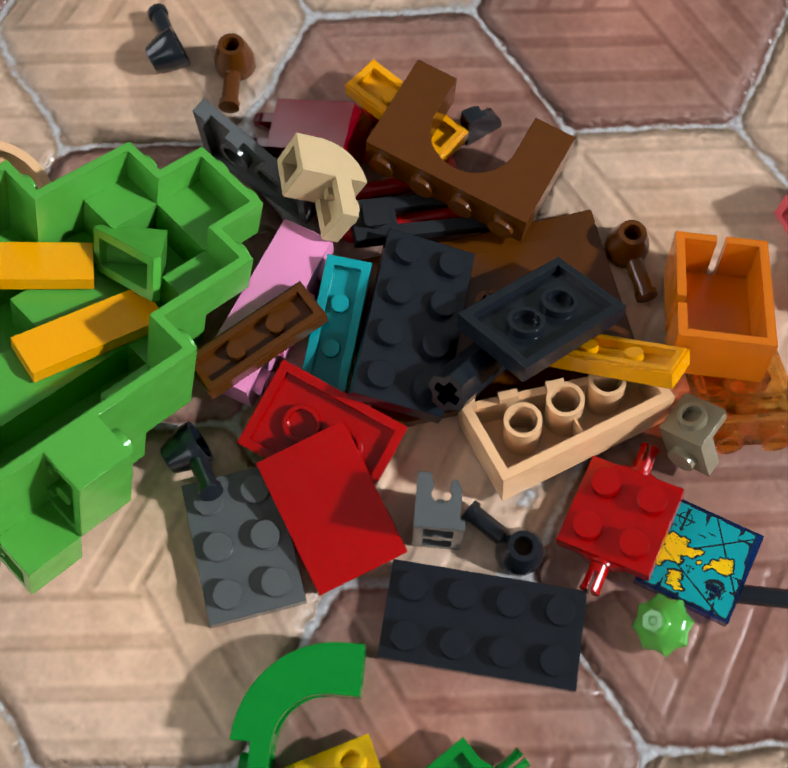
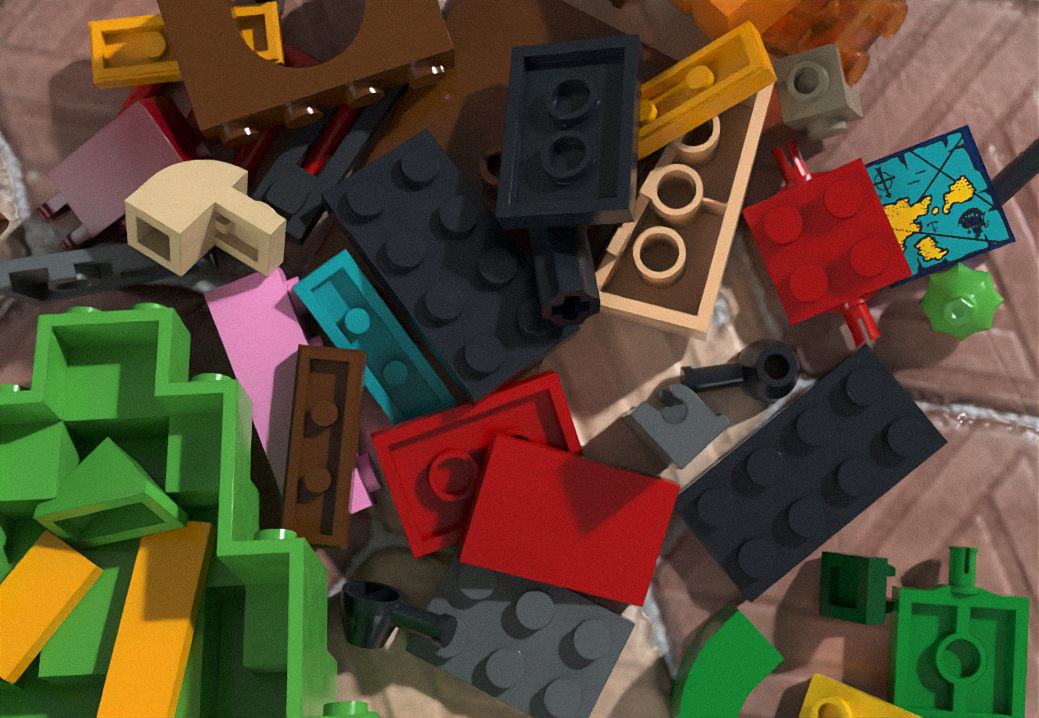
camera: 45 degrees left, 15 degrees up
(440, 710) = (854, 587): none -> dark green tile

